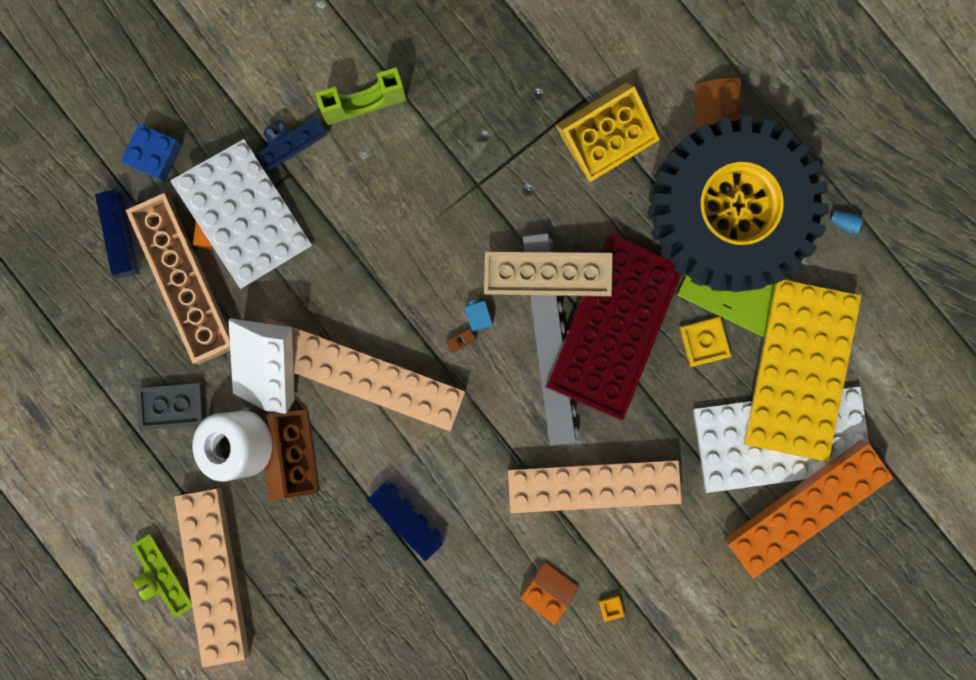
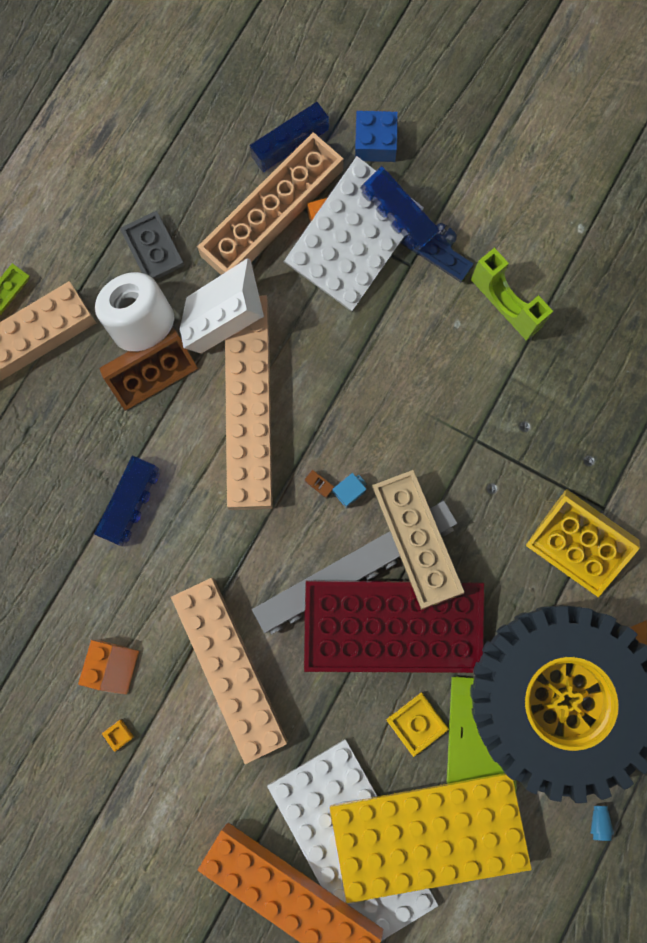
camera: 70 degrees right, 5 degrees down
(239, 162) = (399, 209): none -> clear blue brick

